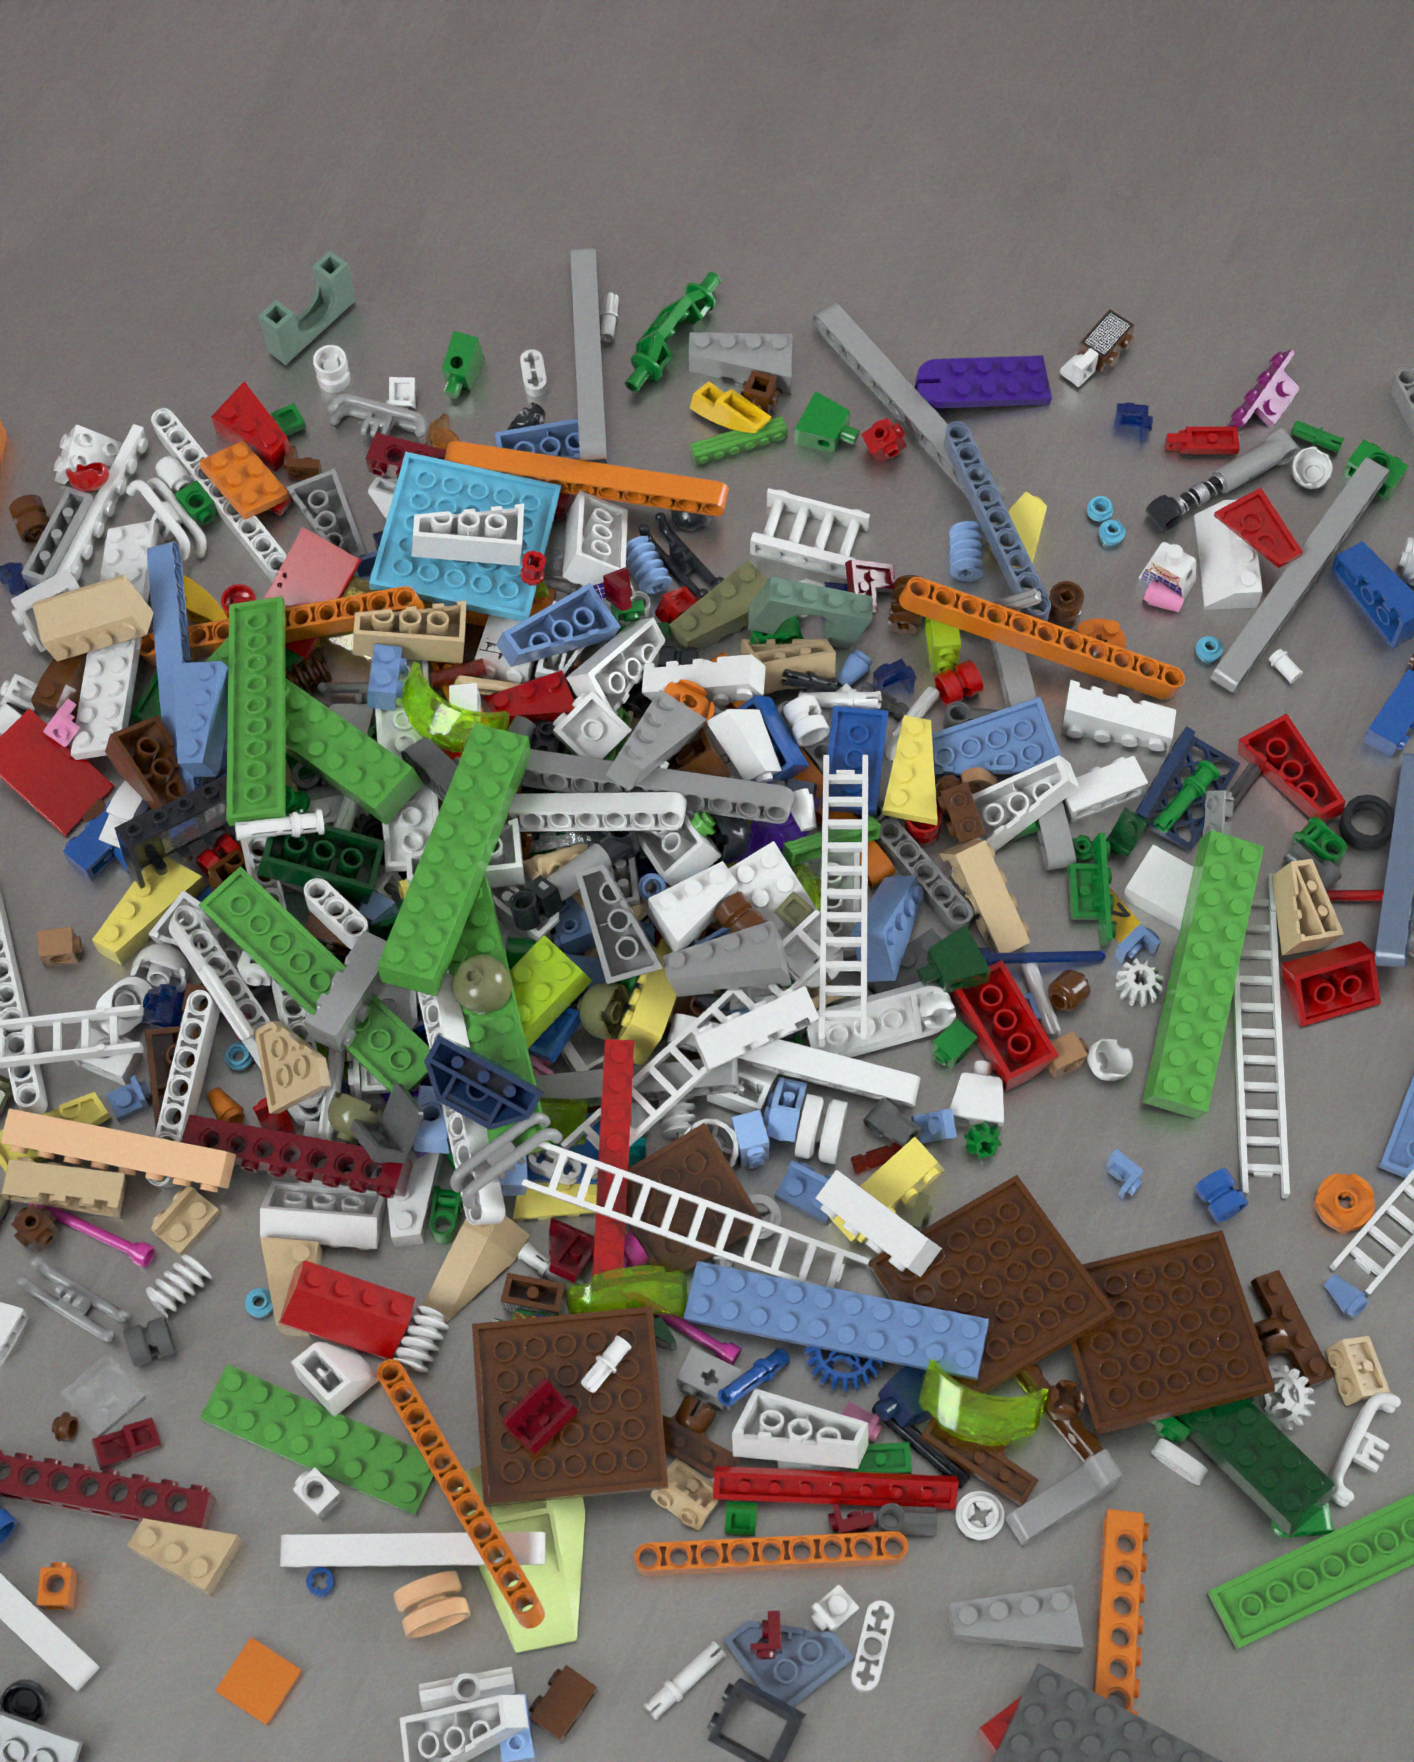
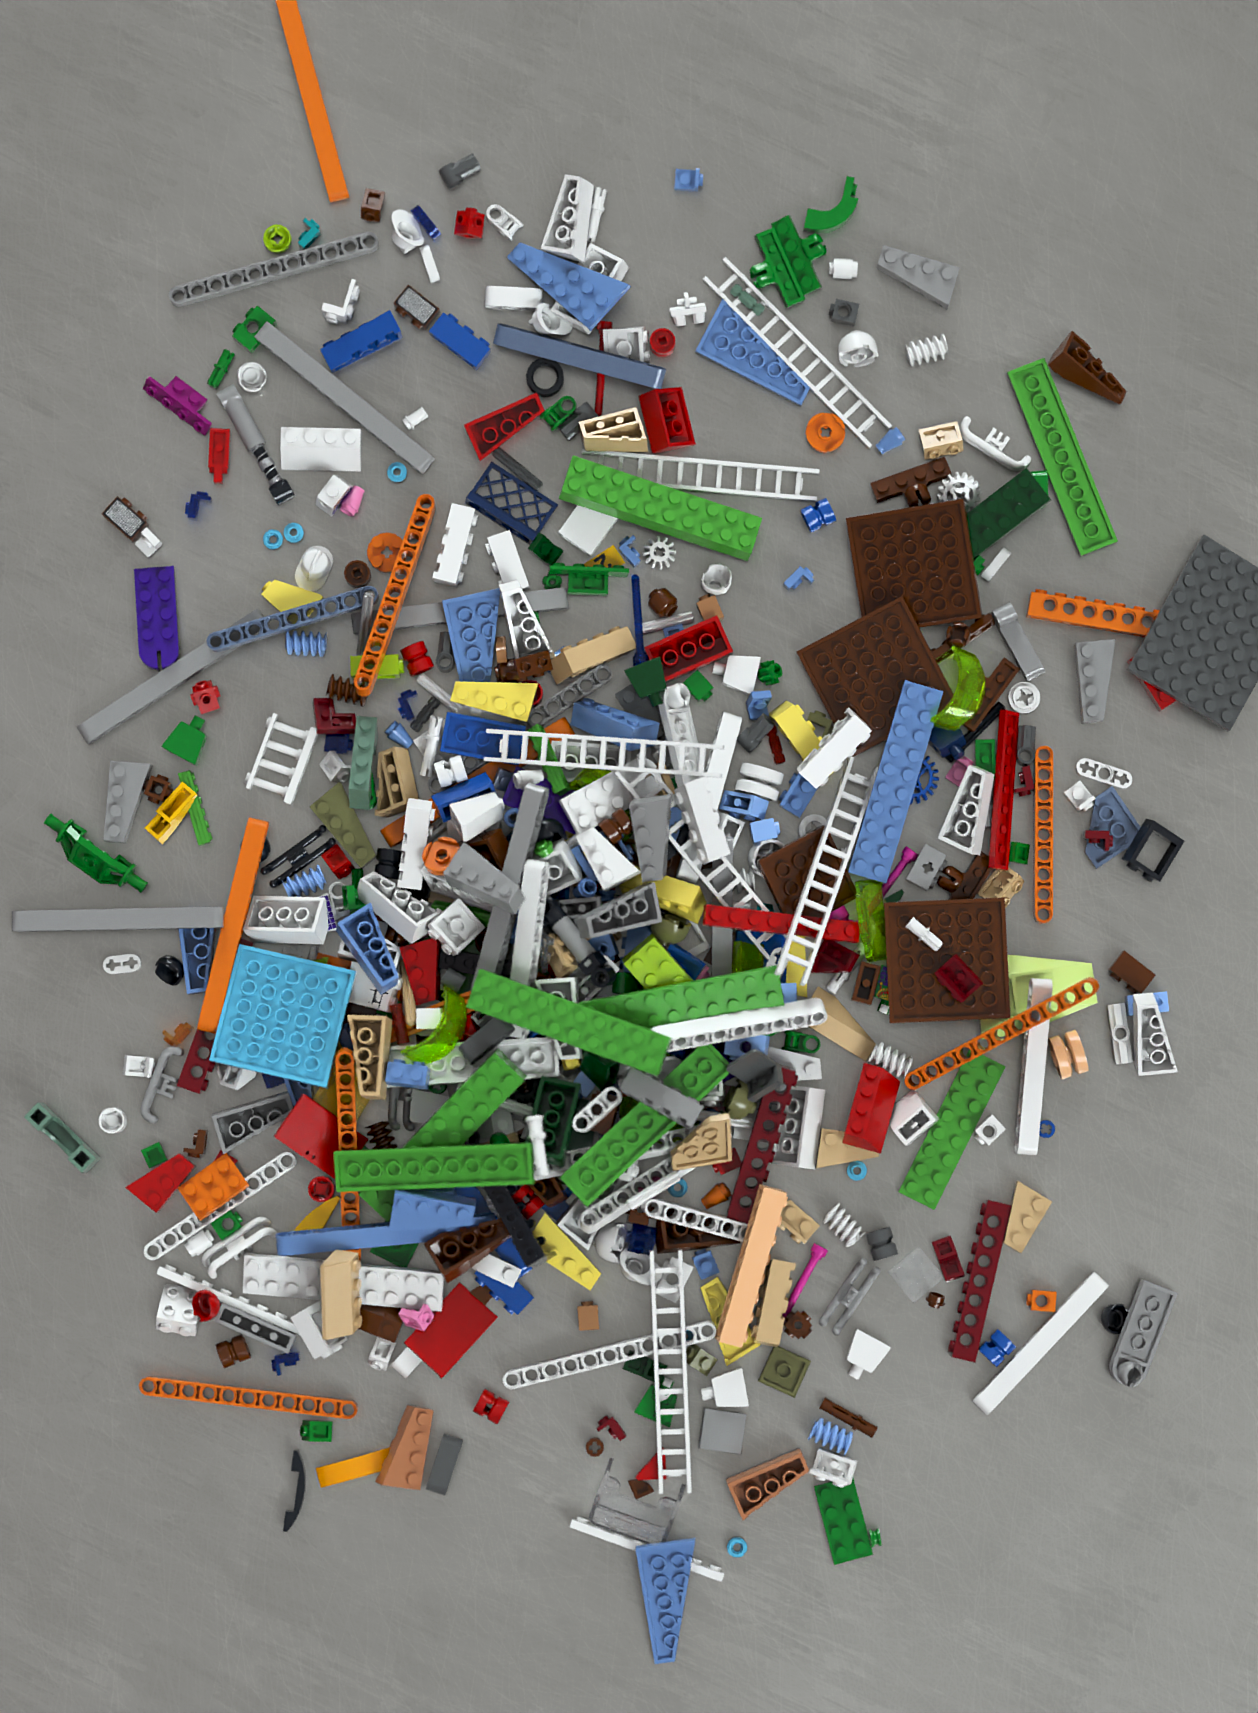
camera: 90 degrees left, 20 degrees up
(259, 1681) = (1106, 1168): orange tile -> none
(461, 363) = (109, 1016): green torso -> none
(470, 536) = (292, 1007): white wedge -> none
(479, 1085) = (739, 1007): dark blue wedge -> none
(482, 984) = (662, 1007): olive cylinder -> none
(502, 1156) = (785, 995): light grey piece -> none
(534, 568) = (312, 966): red bush -> none
(609, 317) = (74, 902): white axle -> none
(618, 589) = (339, 903): dark red bracket -> none
(684, 1680) = (1120, 895): white pin -> none
(762, 1371) = (924, 832): blue pin -> none
(793, 910) = (612, 789): olive tile -> none
(808, 681) = (414, 767): black pin -> none
(1067, 560) = (314, 568): none -> white piece
(1193, 788) = (514, 498): green pin -> none
(1217, 807) = (544, 484): light grey hinge -> none
(1261, 527) = (311, 423): red wing -> none

